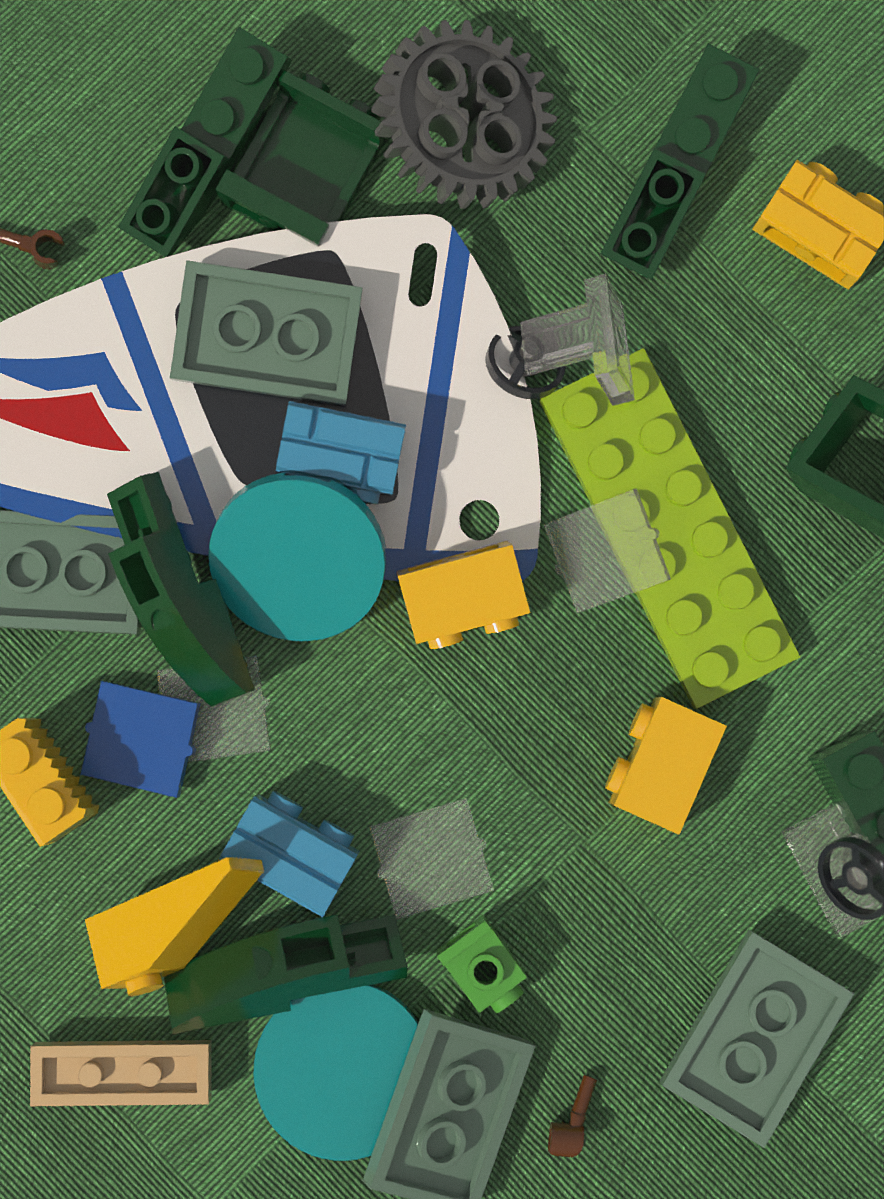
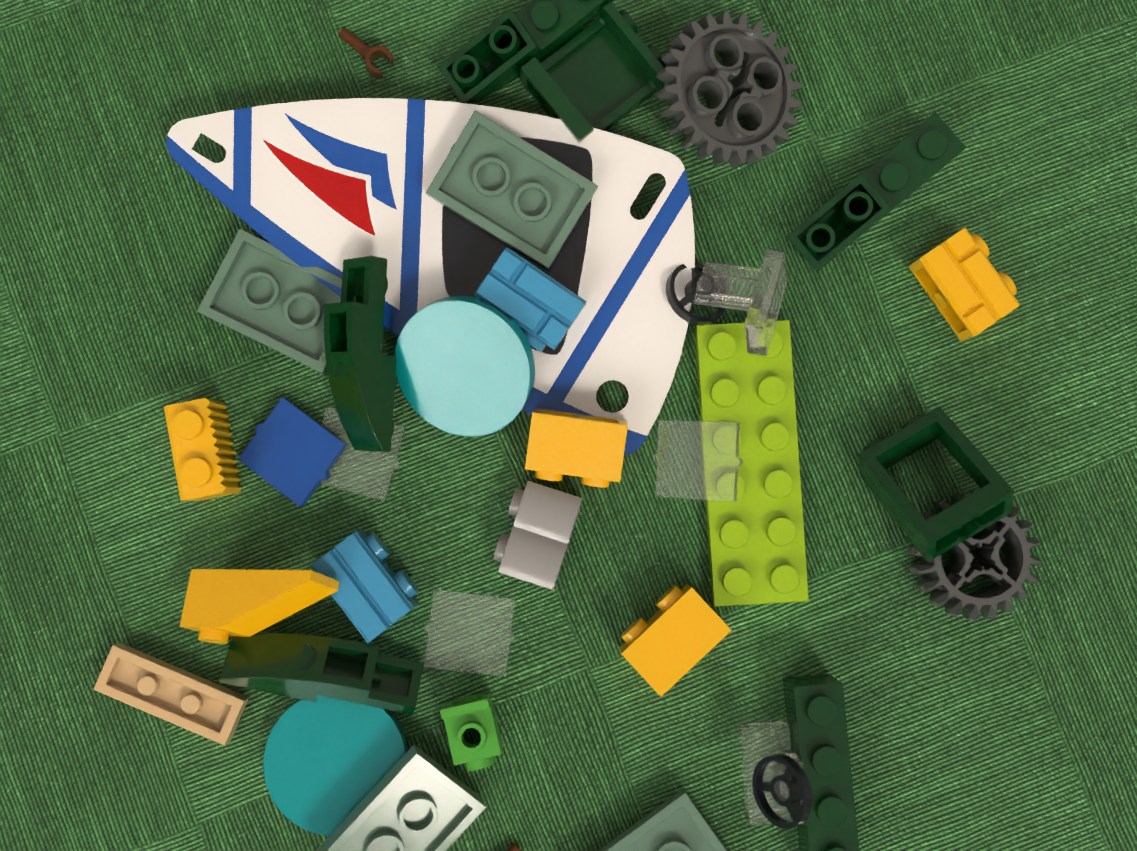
camera: 25 degrees right, 0 degrees up
(463, 712) = (538, 535): none -> light grey brick

